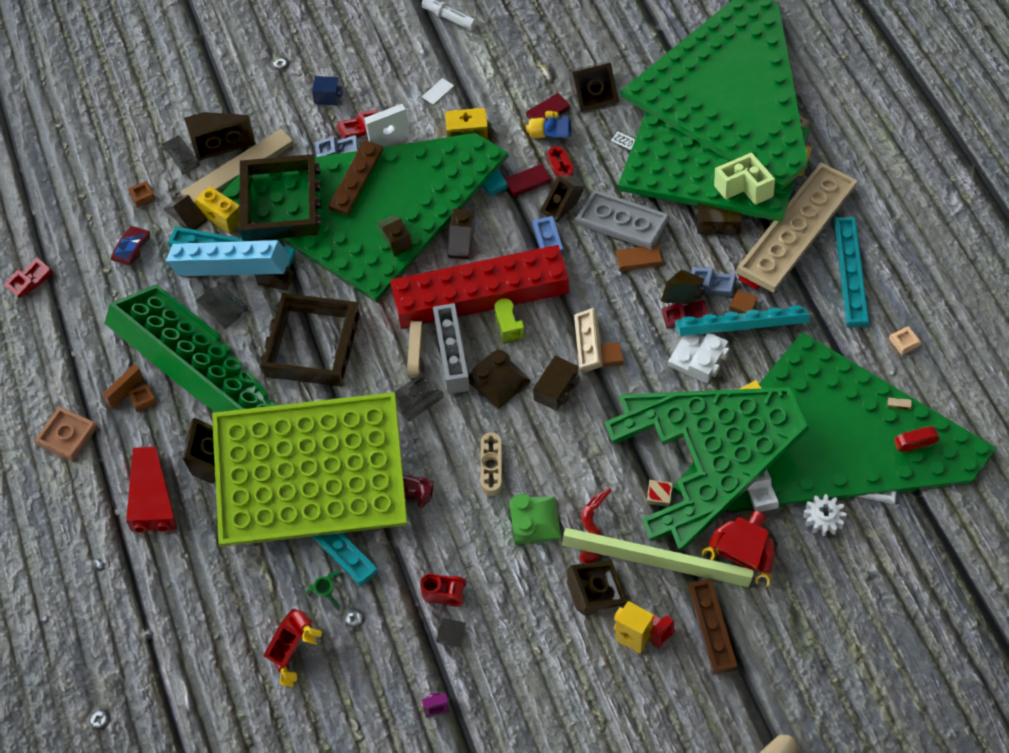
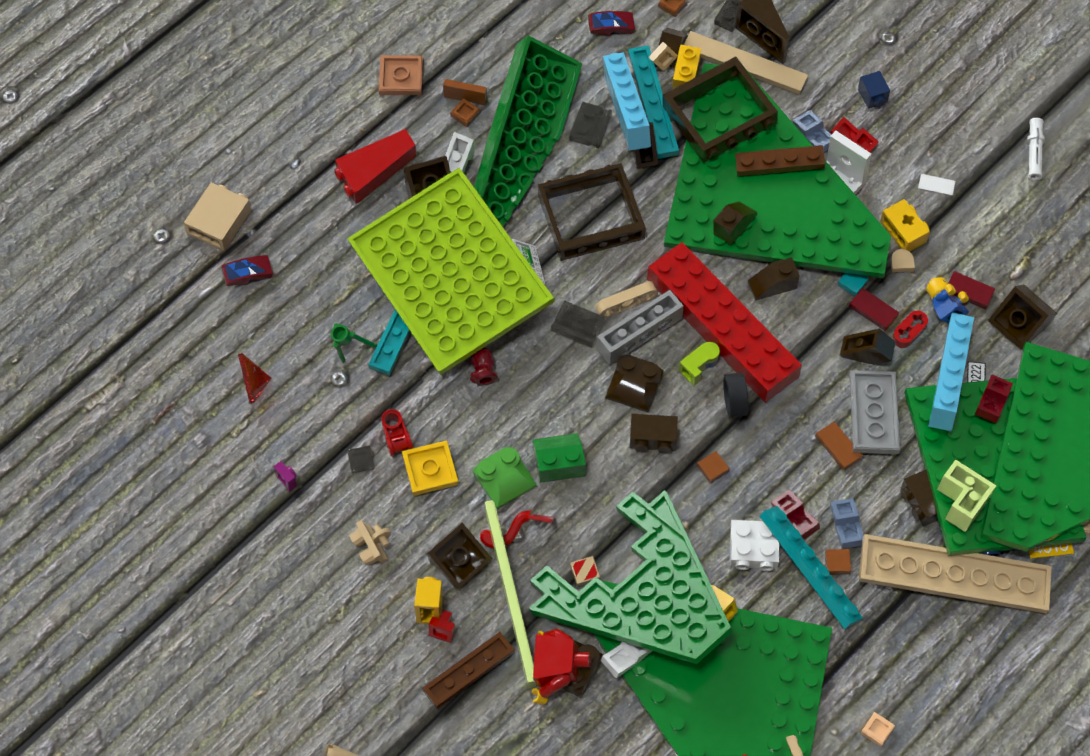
camera: 60 degrees right, 5 degrees up
(115, 654) = (217, 216): none -> tan brick
(183, 412) = (460, 151): none -> white slope
(190, 652) = (246, 269): none -> slope
(195, 218) = (663, 56): none -> tan plate
(286, 640) = (287, 334): red torso -> none
(311, 694) = (254, 378): none -> clear red slope
(493, 575) = (430, 468): none -> yellow plate
(495, 472) = (560, 415): tan beam -> none
(497, 139) = (902, 261): none -> tan tile
(539, 465) = (559, 457): none -> green slope
(546, 232) = (816, 354): medium blue plate -> none
(553, 312) = (735, 394): none -> black tyre
(555, 657) = (365, 534): none -> tan hips
(588, 340) = (716, 440): tan tile -> none
(625, 145) = (951, 372): none -> medium azure brick
(659, 131) = (993, 398): none -> dark red slope
(683, 288) = (816, 496): dark brown slope -> none
(816, 511) = (627, 732): white gear -> none
(851, 272) = (933, 647): teal tile -> none

